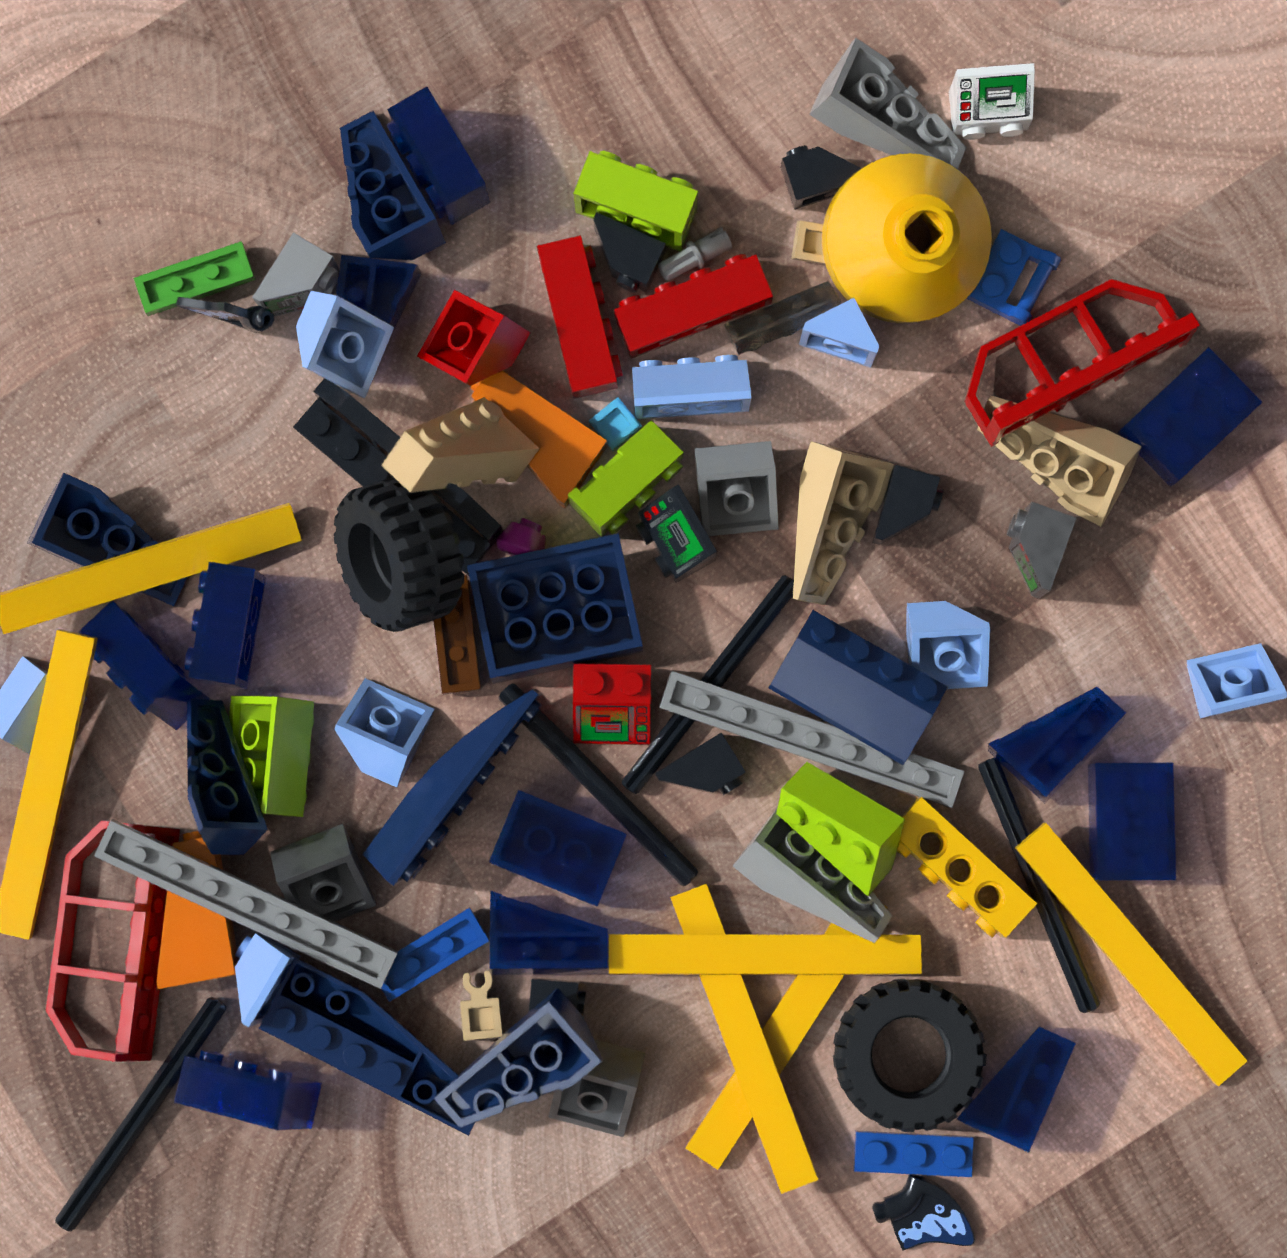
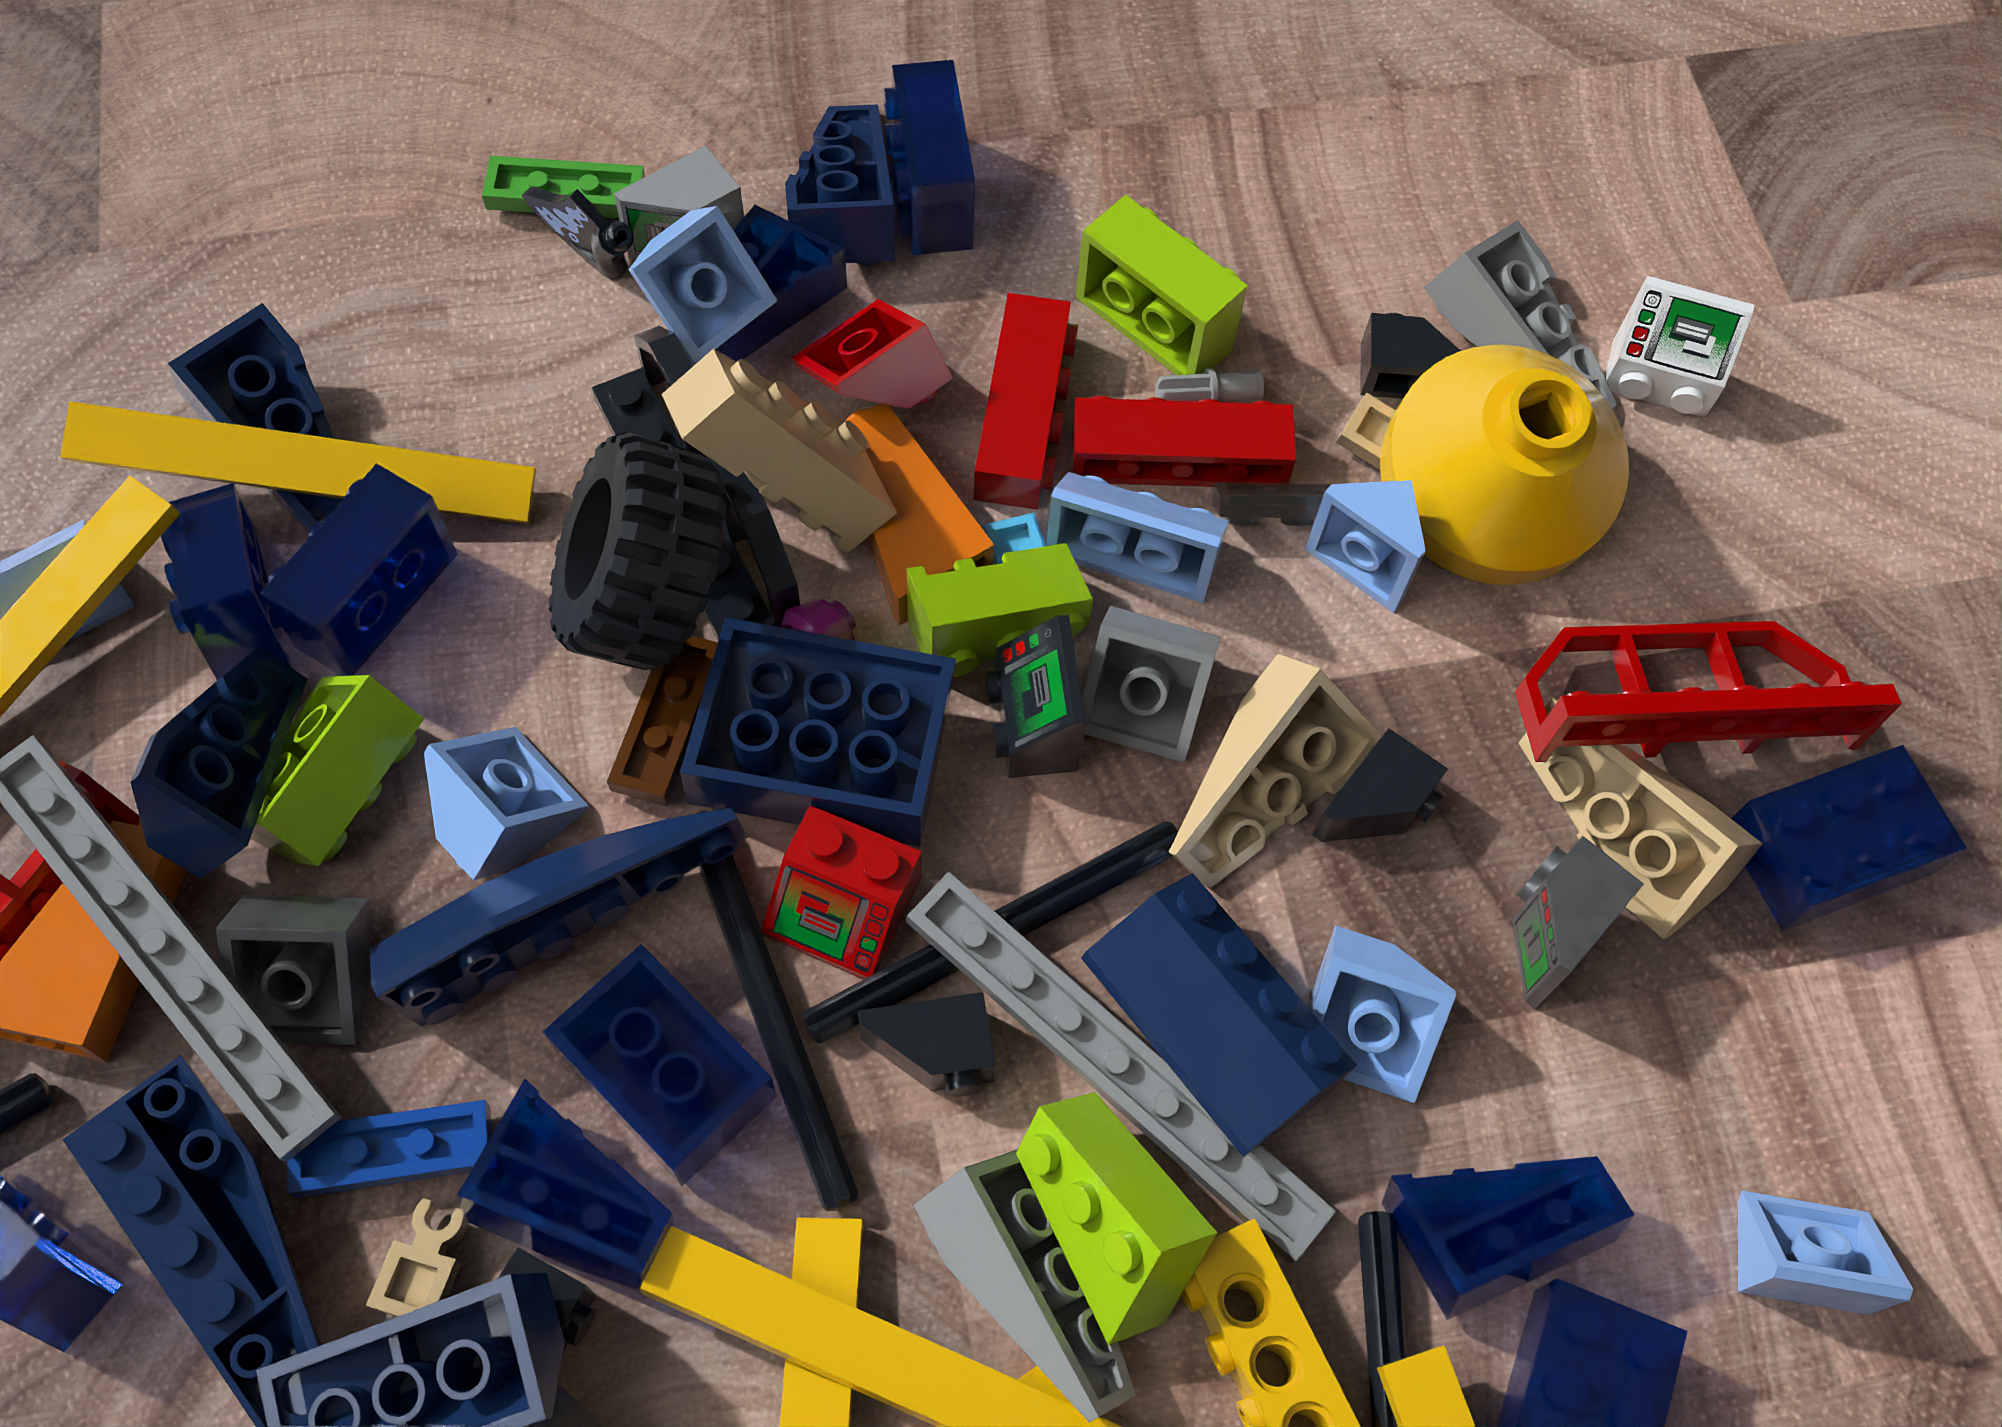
camera: 15 degrees right, 20 degrees down
(260, 975) = (110, 1064): light blue slope -> none
(629, 253) = (1125, 350): black slope -> none
(1003, 269) = (1620, 561): blue plate -> none

